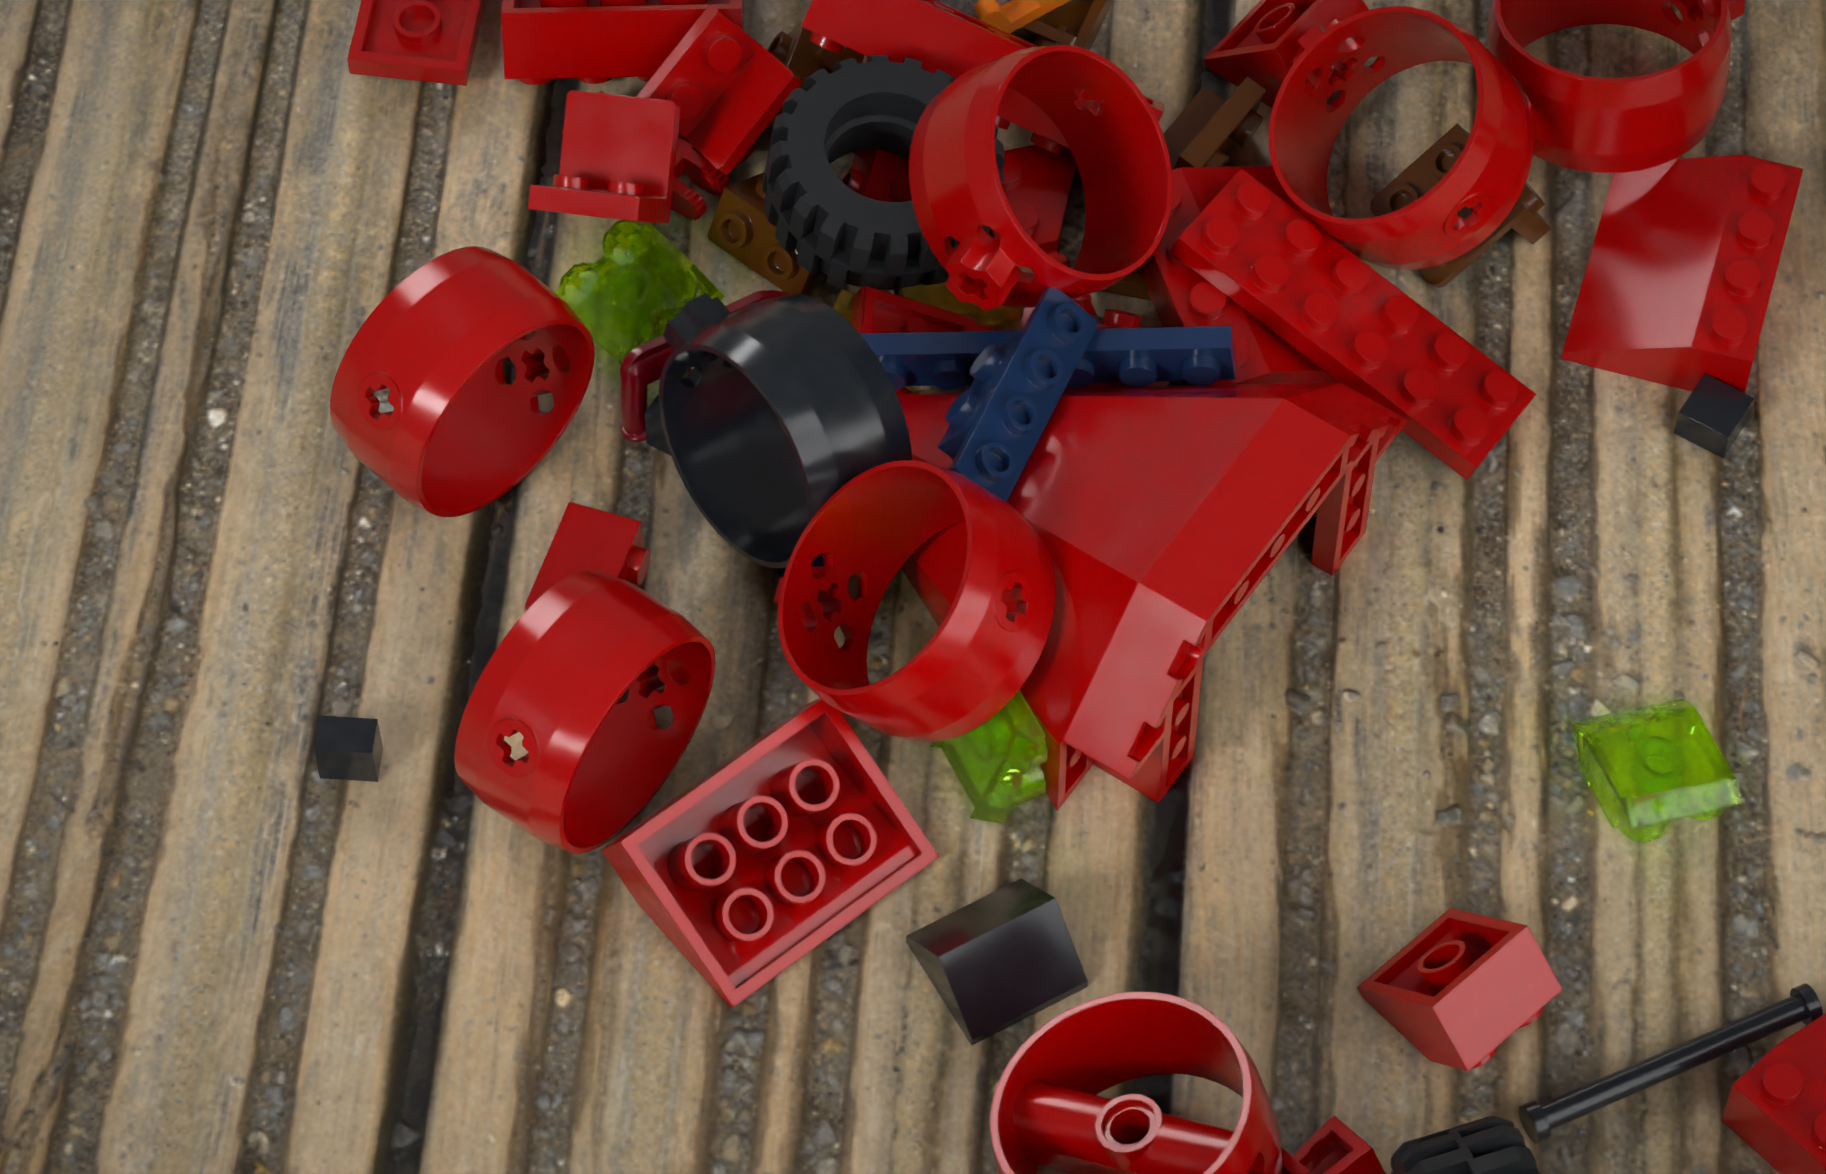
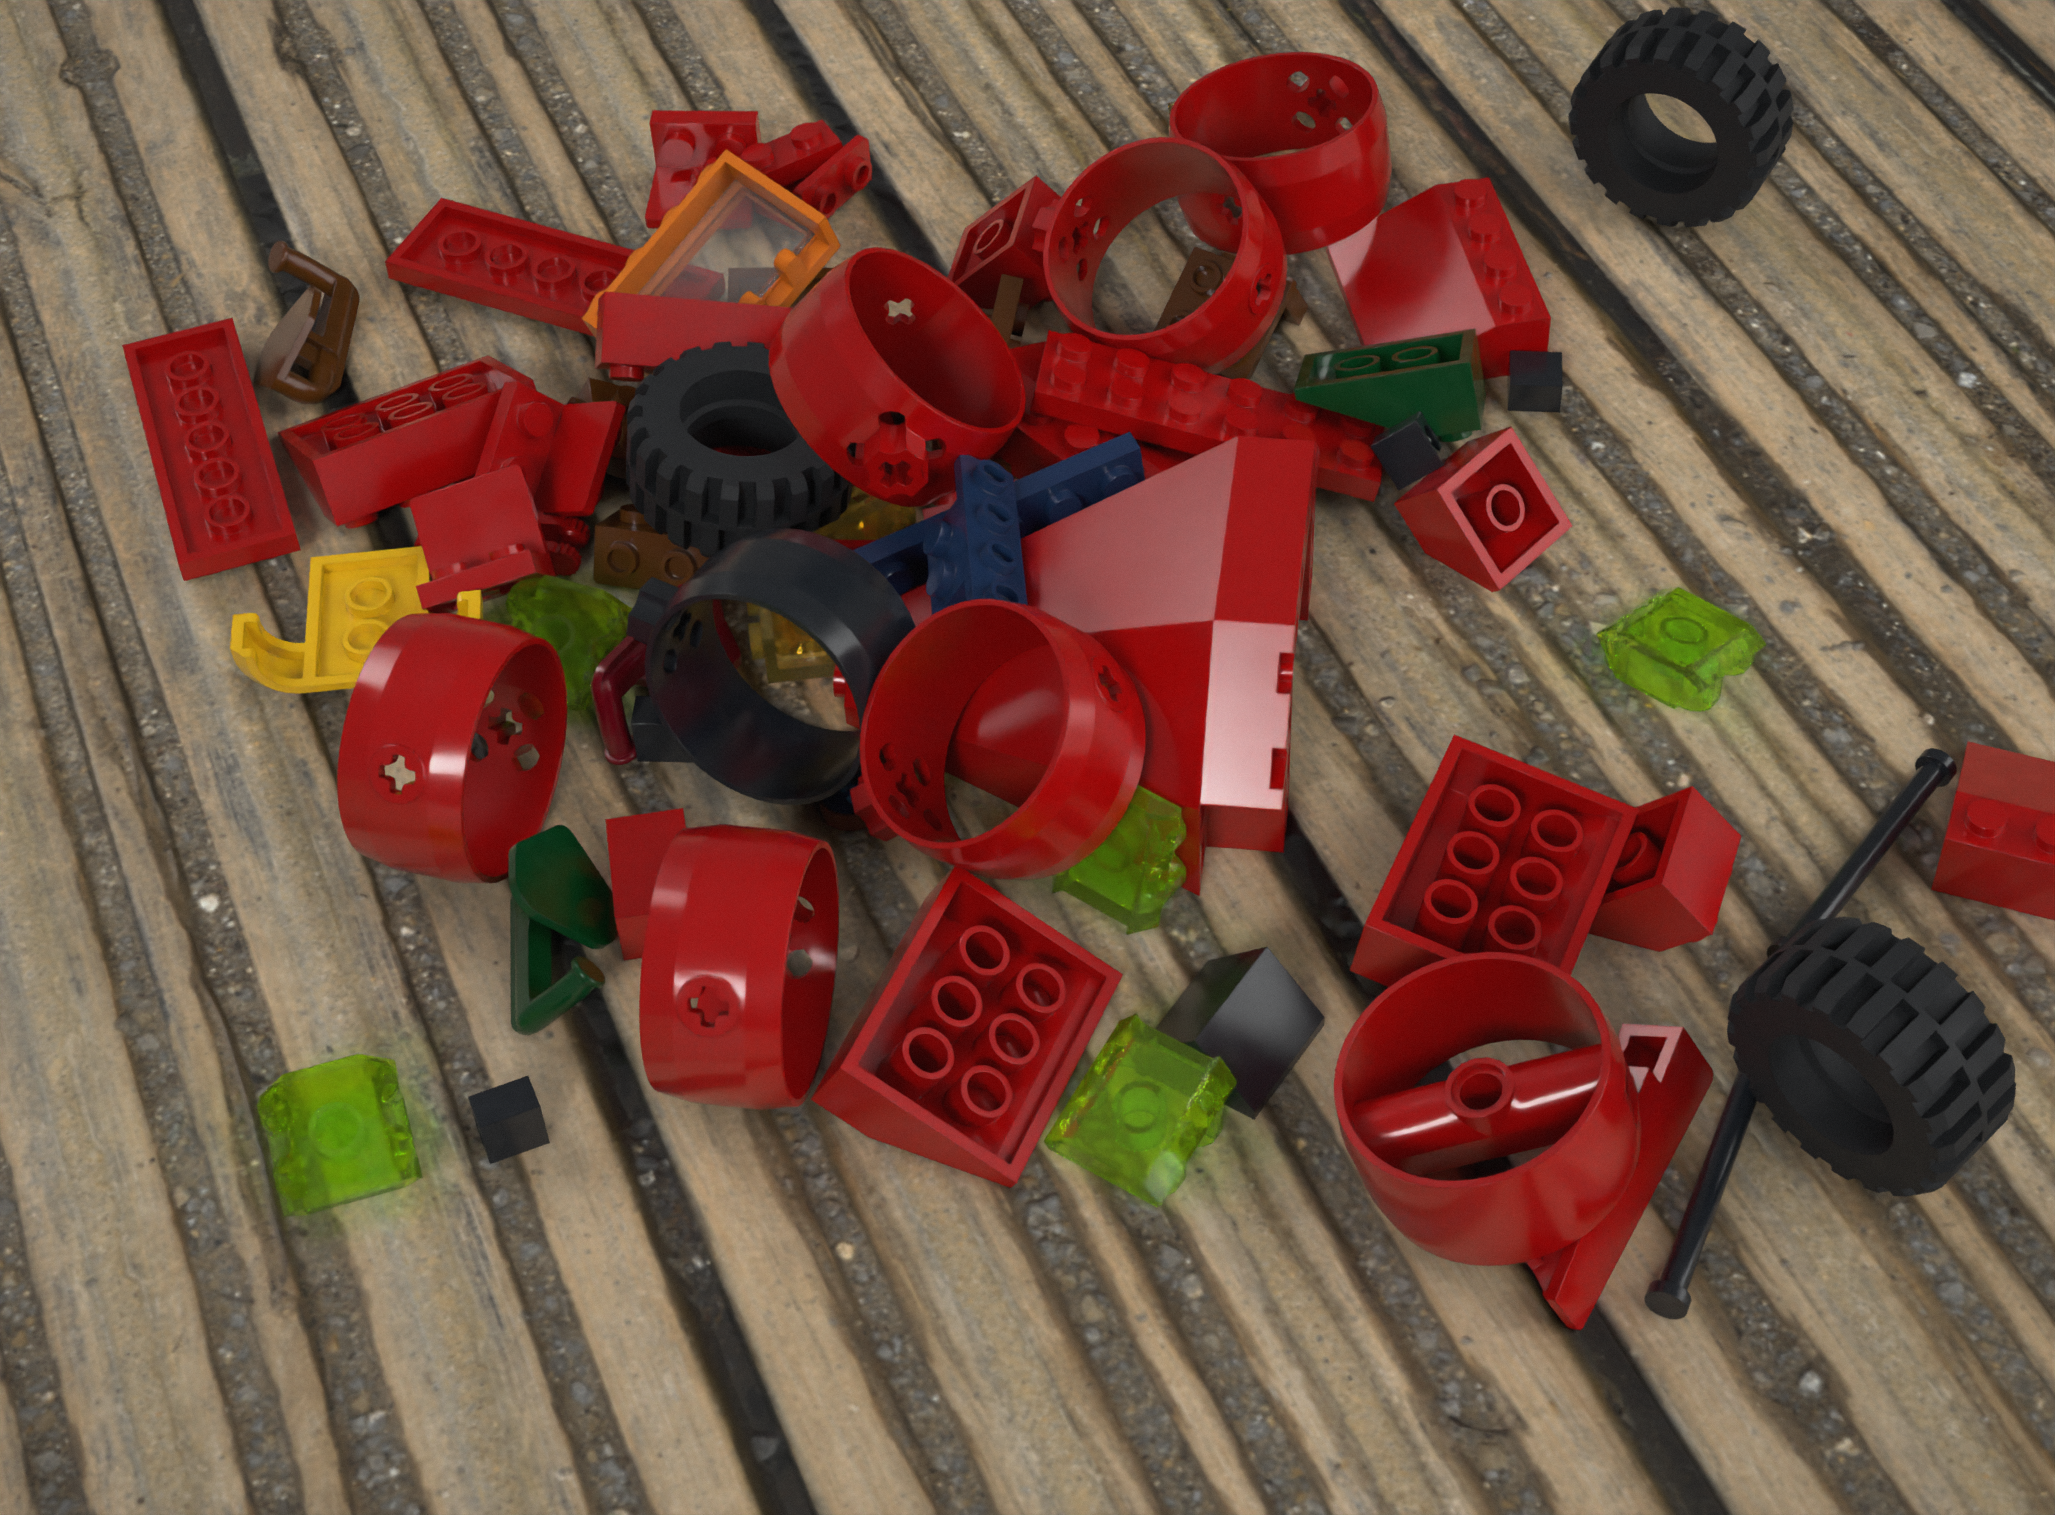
camera: 25 degrees left, 10 degrees down
(207, 695) = (338, 1134): none -> clear neon green slope
(469, 195) = (348, 611): none -> yellow piece
(489, 550) = (557, 890): none -> dark green piece
(872, 995) = (1143, 1111): none -> clear neon green slope
(1305, 926) = (1494, 866): none -> red slope
(1524, 445) = (1409, 450): none -> black piece
(1562, 369) = (1400, 378): none -> dark green slope
(1562, 541) = (1485, 510): none -> red slope

